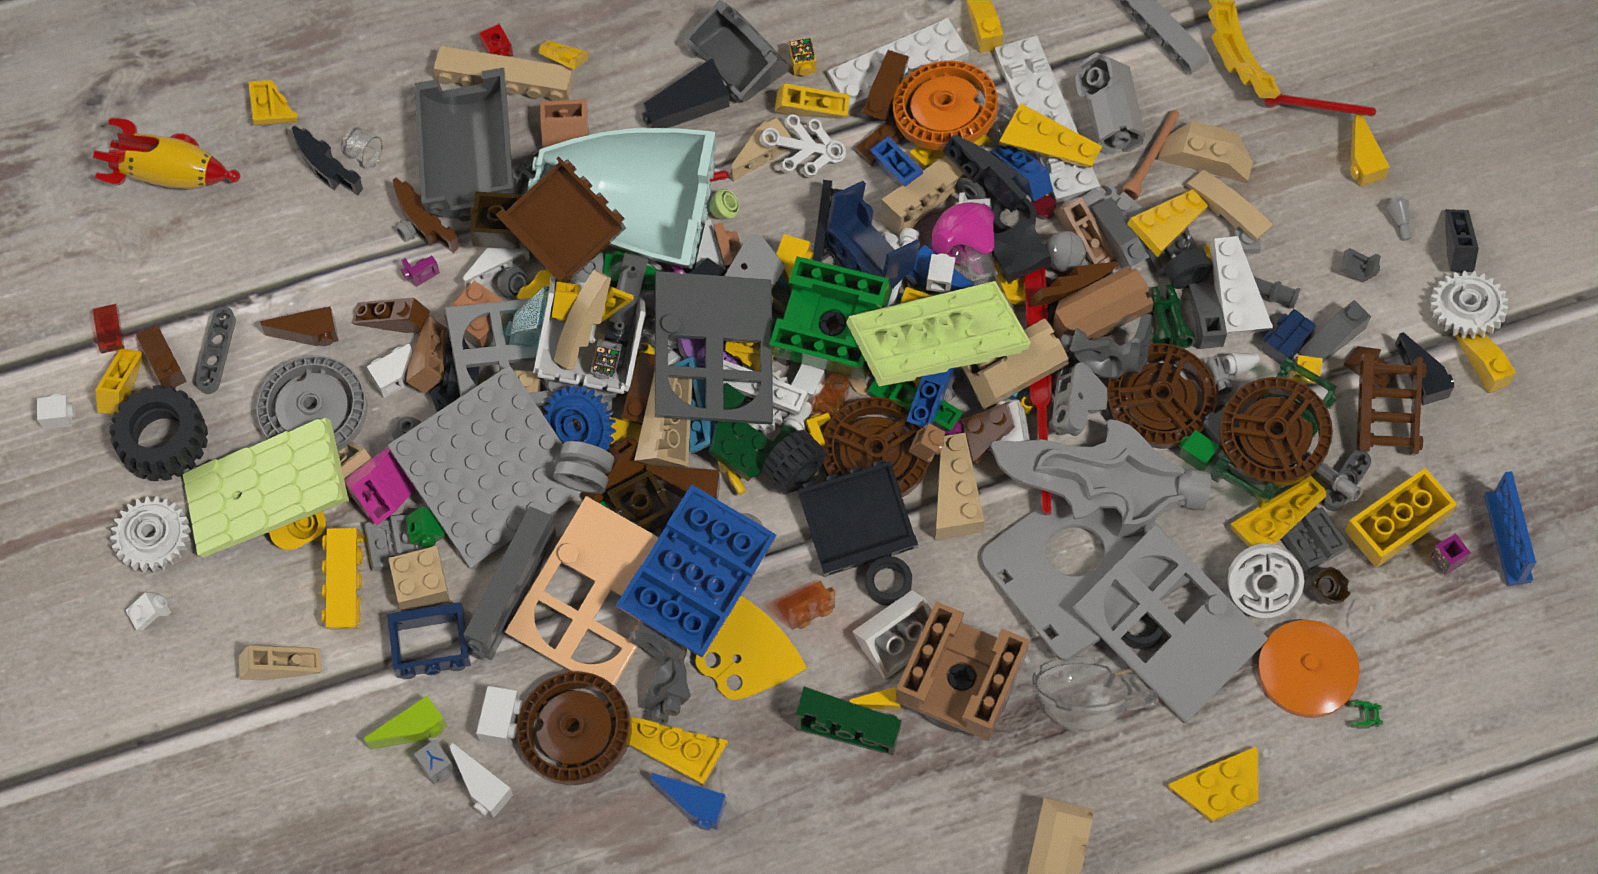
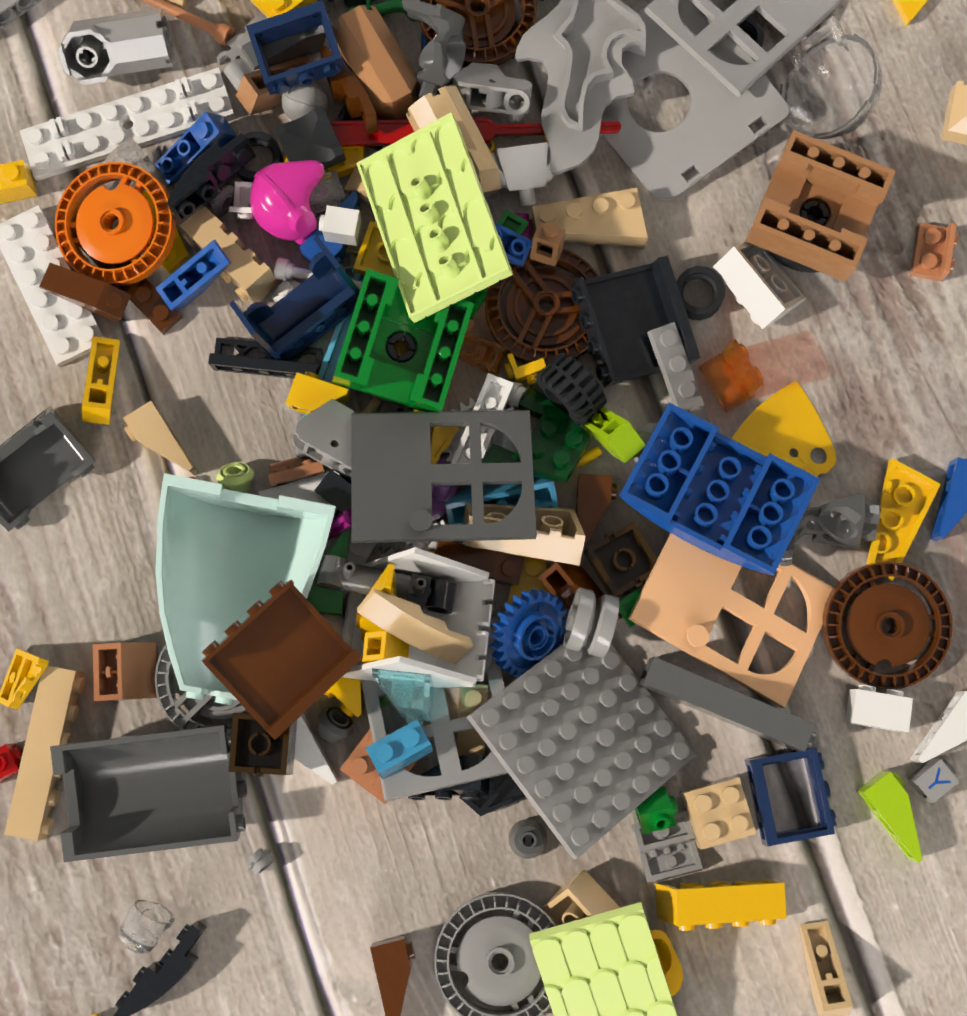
camera: 90 degrees left, 15 degrees up
(379, 487) = (609, 869): dark pink slope -> none
(391, 371) = (452, 863): white slope -> none
(395, 315) = (376, 871): reddish brown slope -> none
(421, 271) = (316, 835): magenta bracket -> none
(426, 224) = (256, 835): reddish brown slope -> none
(428, 357) = (436, 821): medium nougat slope -> none
(485, 314) = (399, 749): none -> dark azure brick
(606, 359) = (457, 600): brick -> none
(688, 98) = (87, 522): black slope -> none
(751, 493) = (614, 434): none -> lime slope
(802, 57) = (37, 392): brick -> none
(805, 144) = (161, 384): white plant -> none
(806, 558) = (677, 370): none -> light grey plate
(811, 380) = (467, 380): white brick -> none
(846, 722) = (865, 334): dark green wedge -> none
(879, 700) = (832, 300): yellow piece -> none
(931, 794) = (934, 251): none -> nougat bracket
(986, 428) = (529, 182): reddish brown wing -> none
(1044, 136) = (160, 117): yellow wing -> none
(1045, 207) = (242, 124): dark red tile -> none
(1094, 208) = (285, 26): none -> dark blue window

